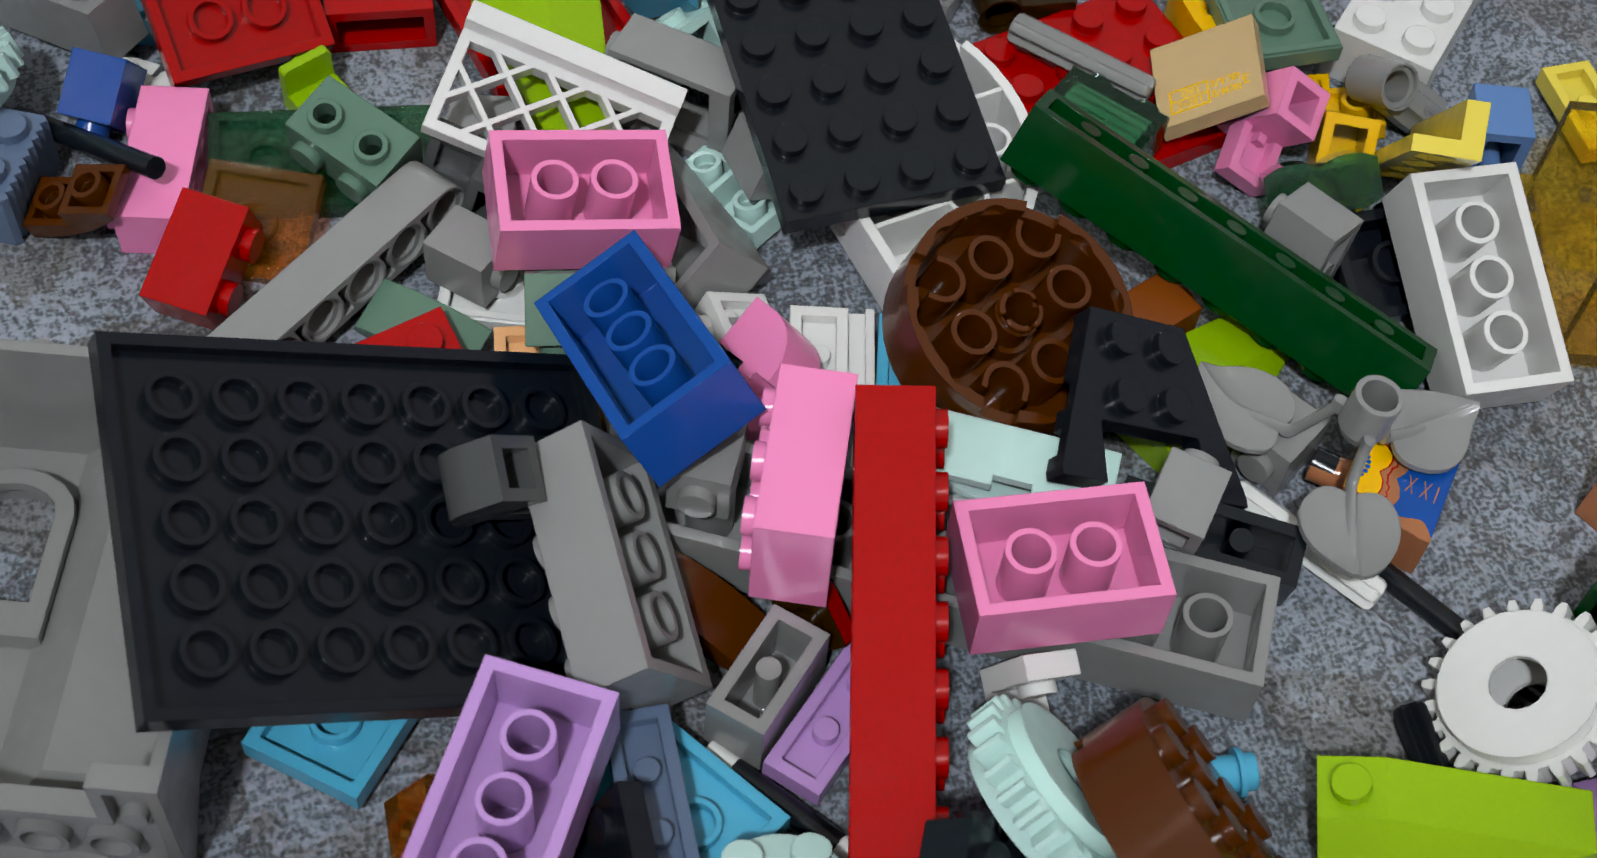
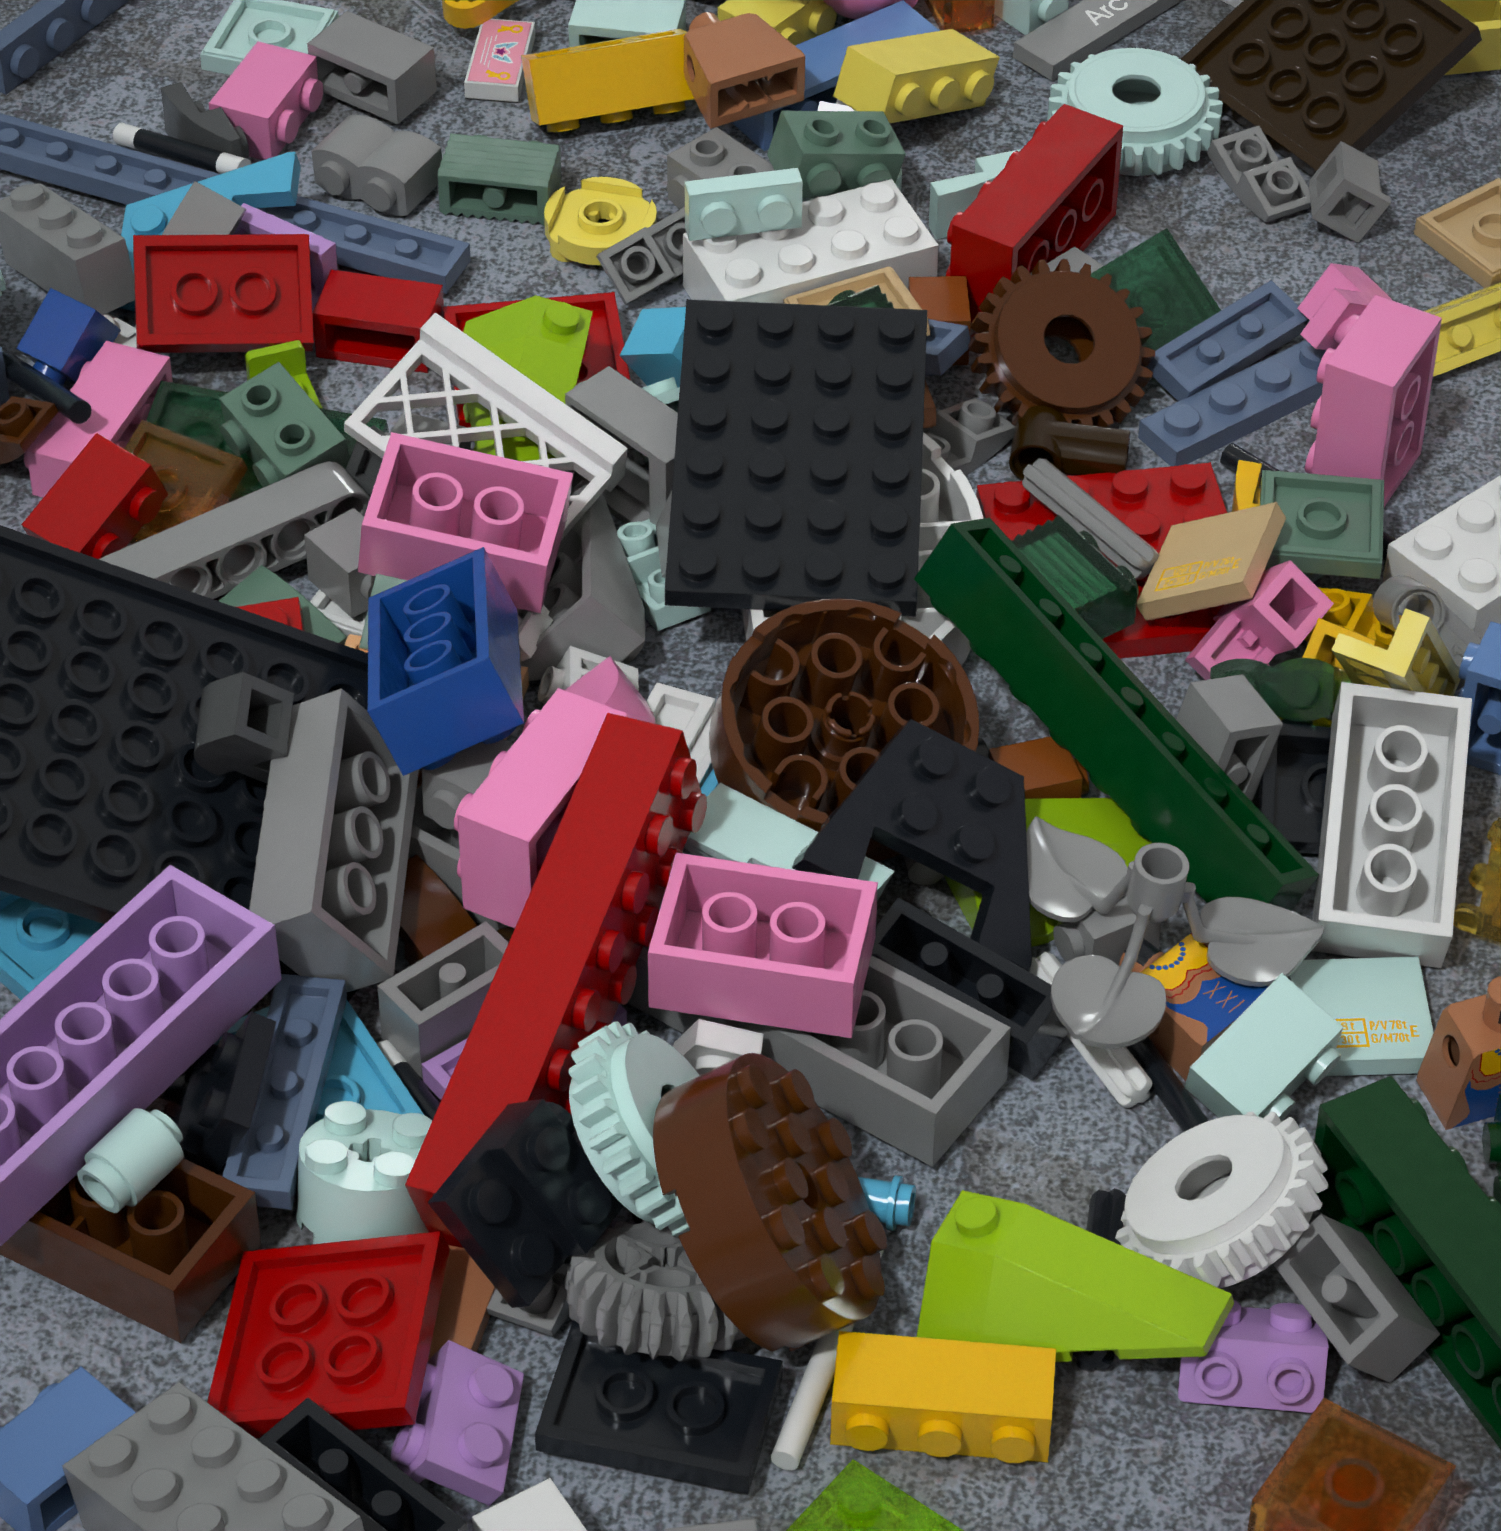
camera: 25 degrees right, 10 degrees down
(1187, 497) = (932, 925): light grey brick -> none
(1482, 538) = (1267, 1054): none -> light aqua brick
(1517, 469) = (1378, 1005): none -> light aqua tile

